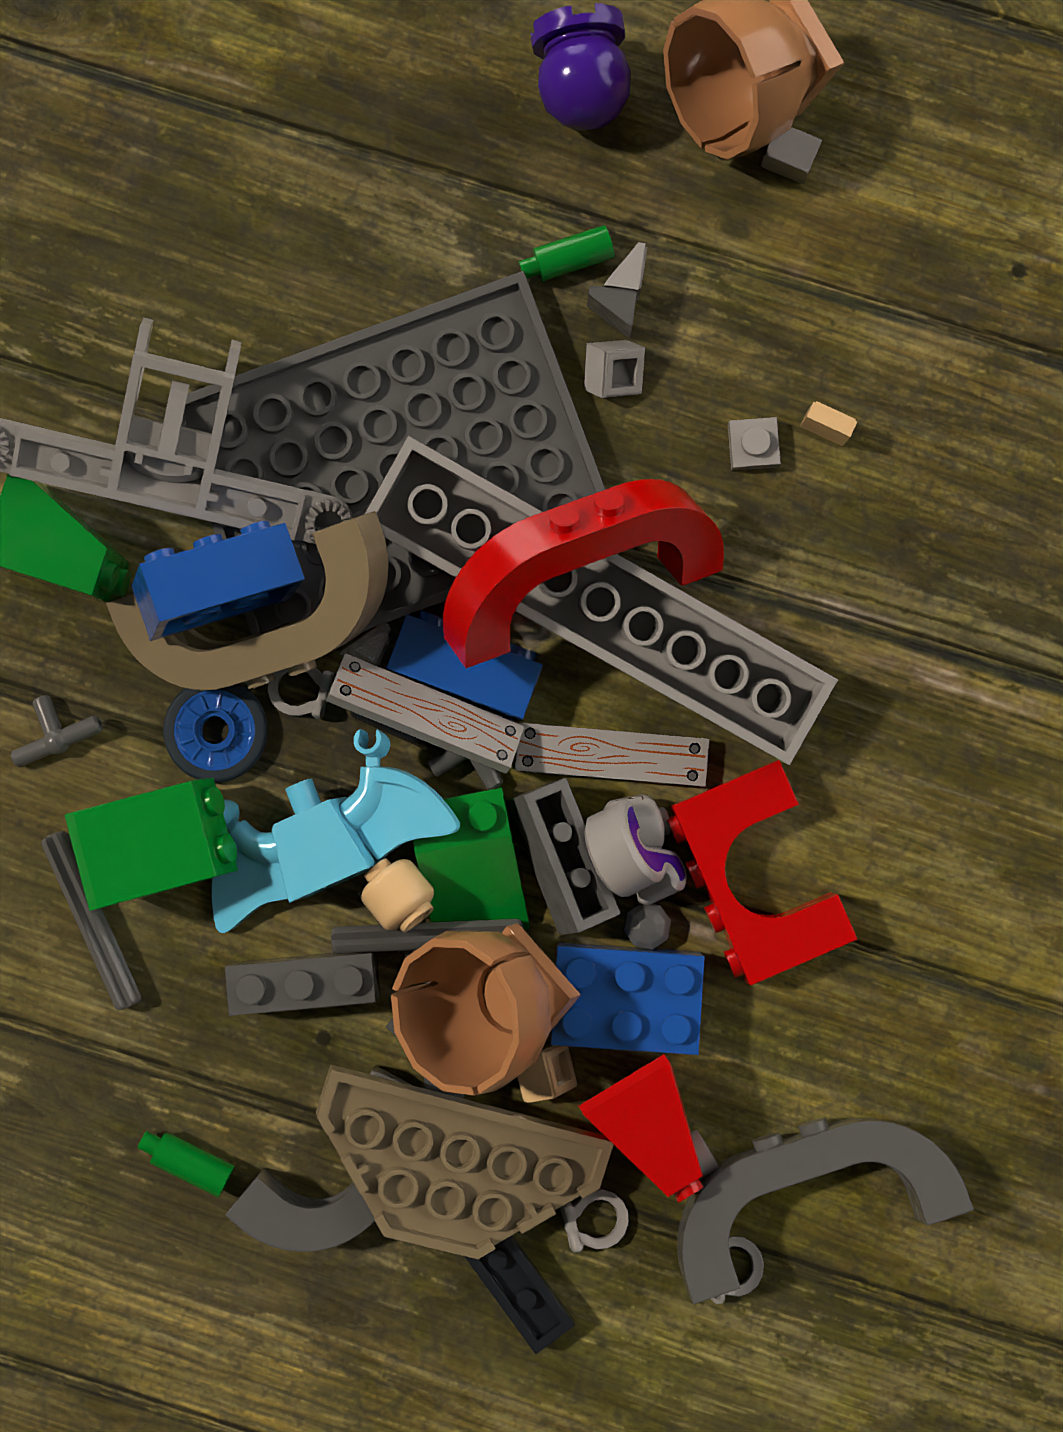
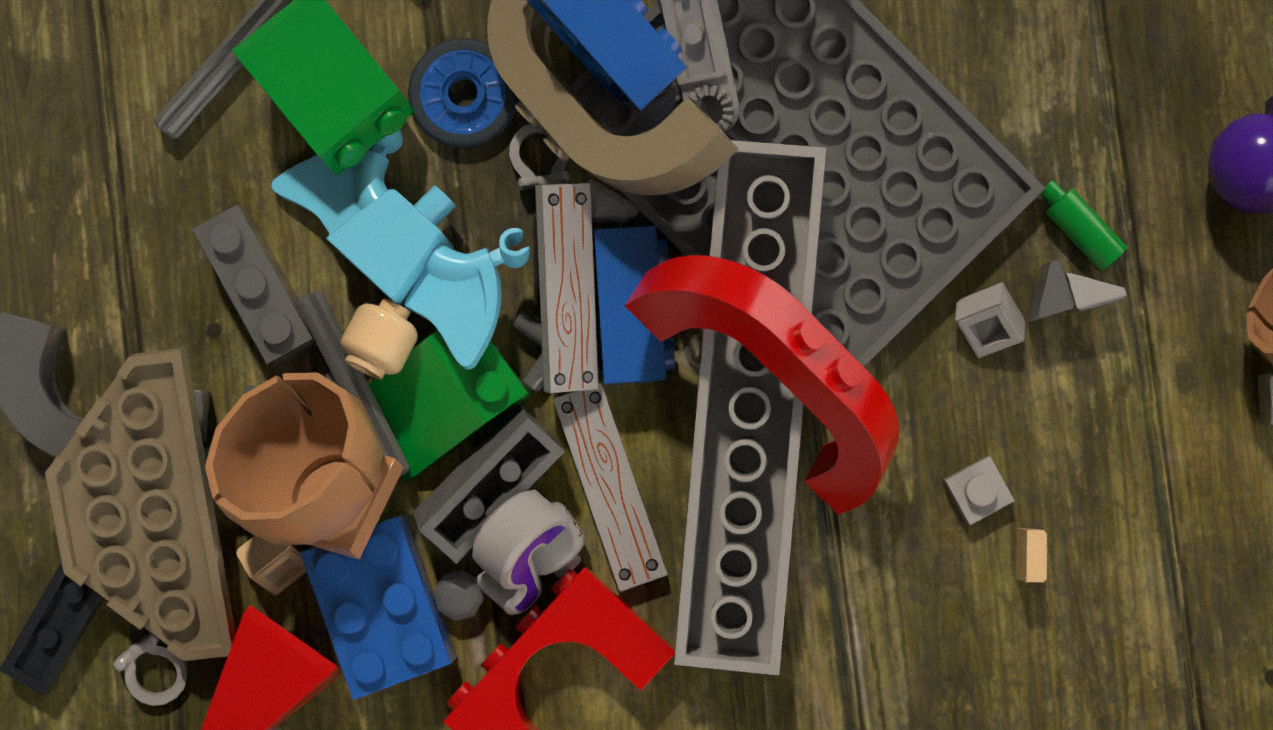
camera: 65 degrees right, 0 degrees up
(187, 1162) = (38, 254): green cylinder -> none

